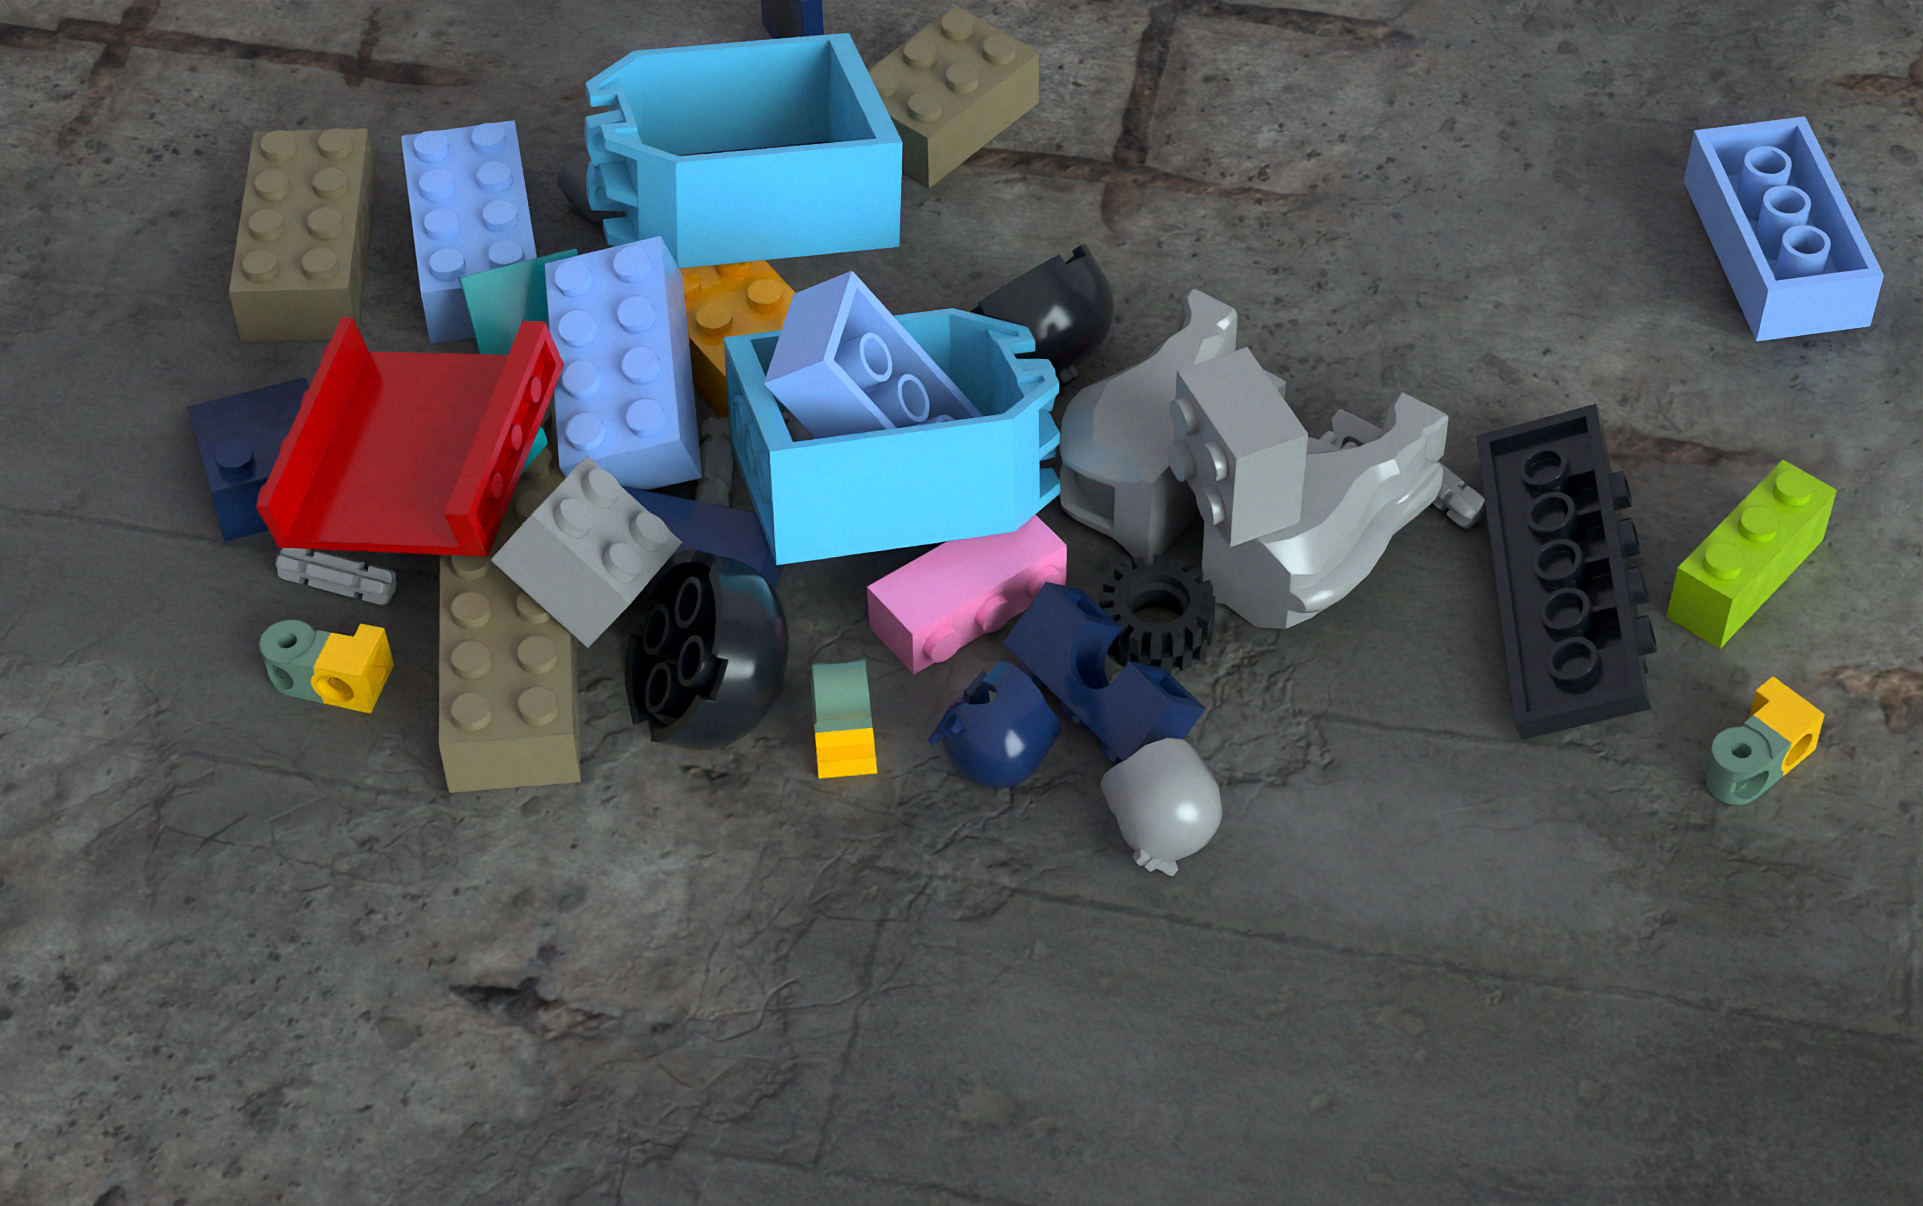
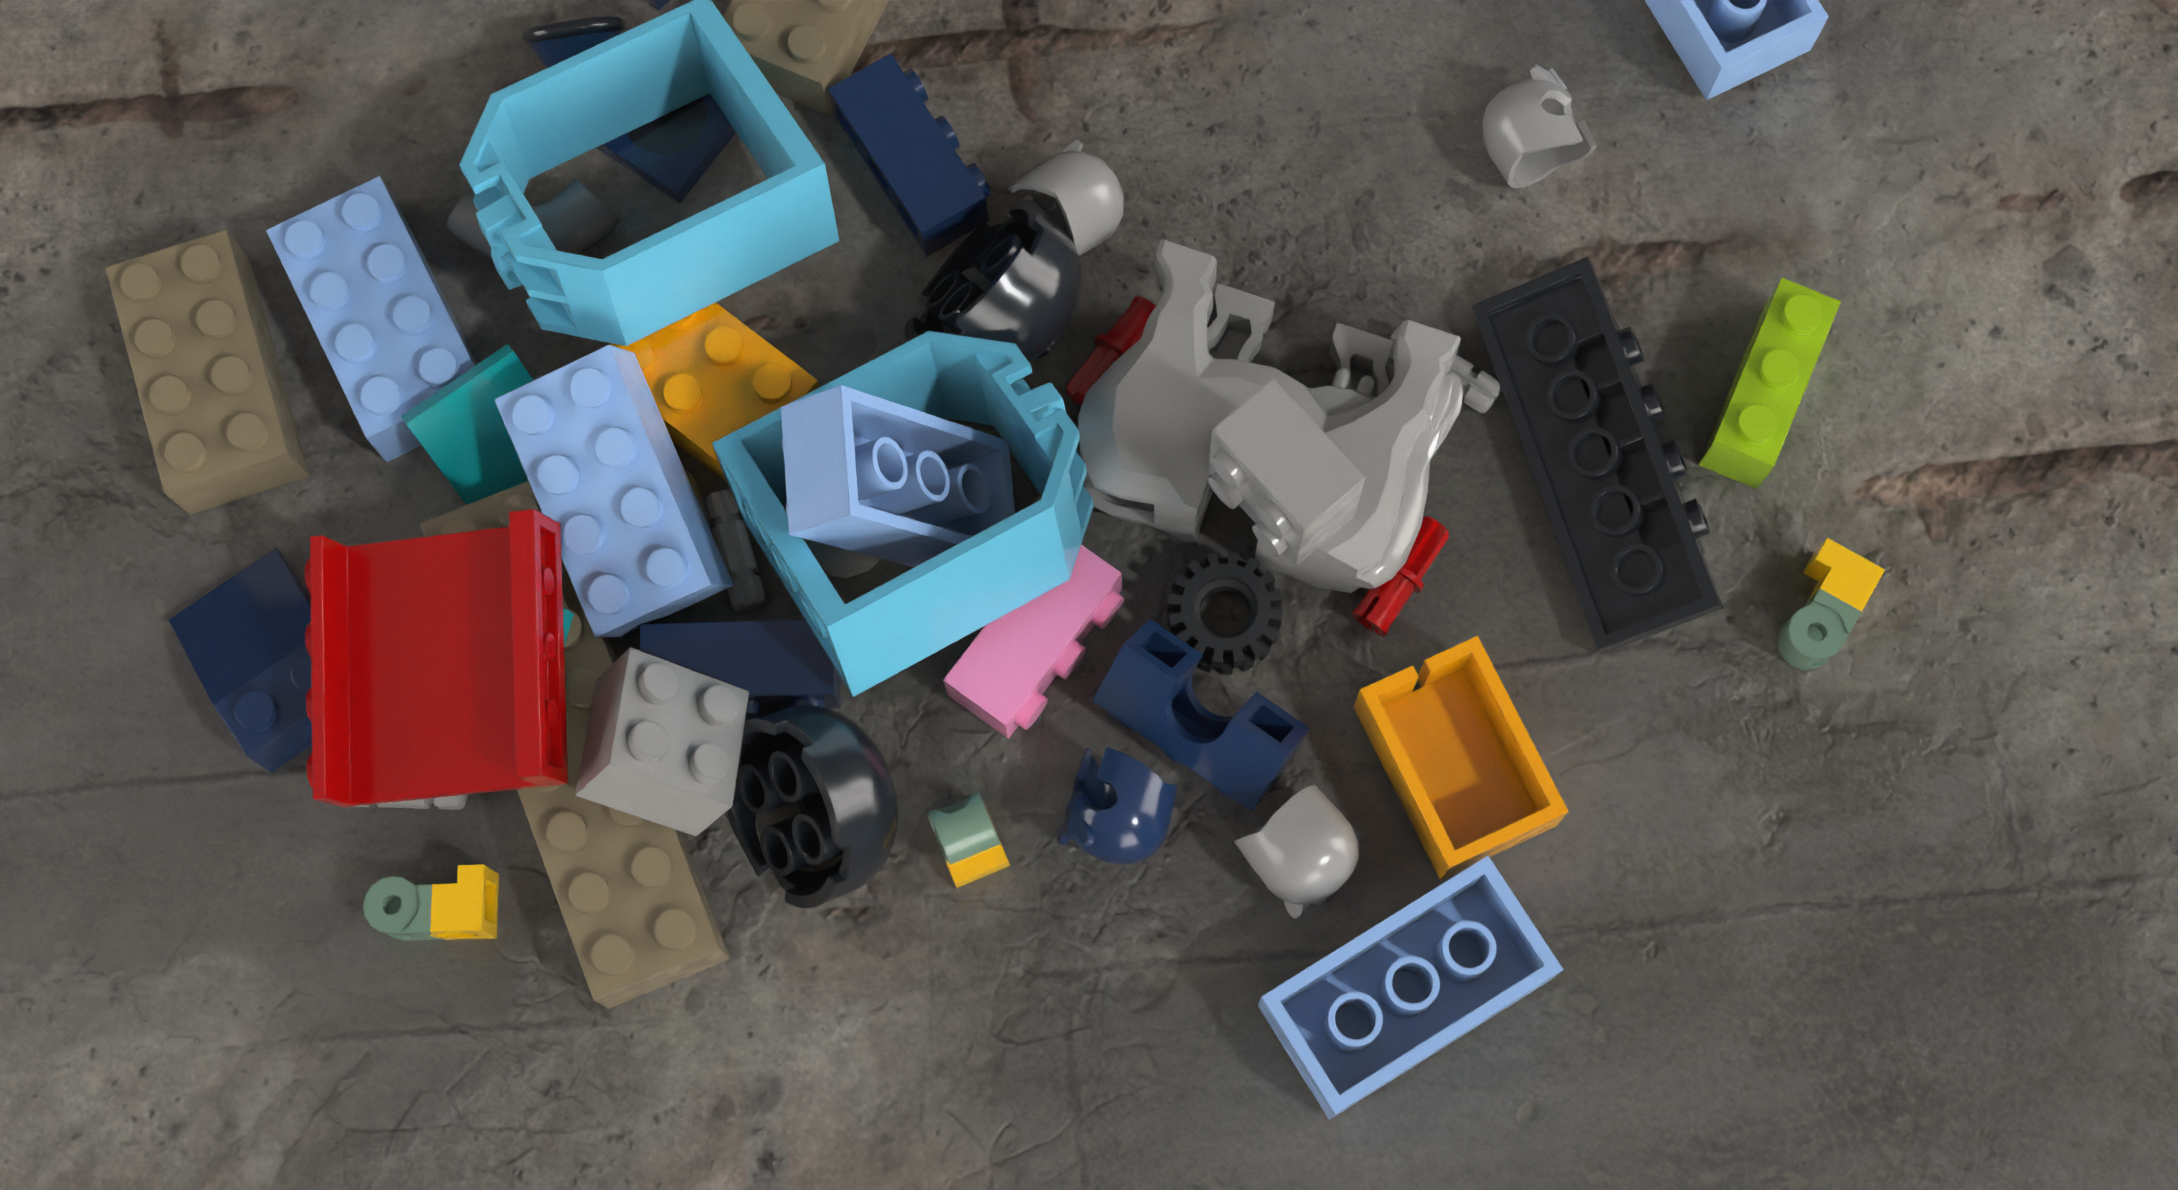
camera: 15 degrees left, 25 degrees up
(988, 213) = (911, 153): none -> dark blue brick
(1138, 270) = (1084, 192): none -> light grey helmet
(1231, 940) = (1408, 987): none -> light blue brick
(1338, 627) = (1385, 602): none -> red axle
(1350, 778) = (1459, 758): none -> light orange piece
(1578, 316) = (1533, 130): none -> light grey helmet

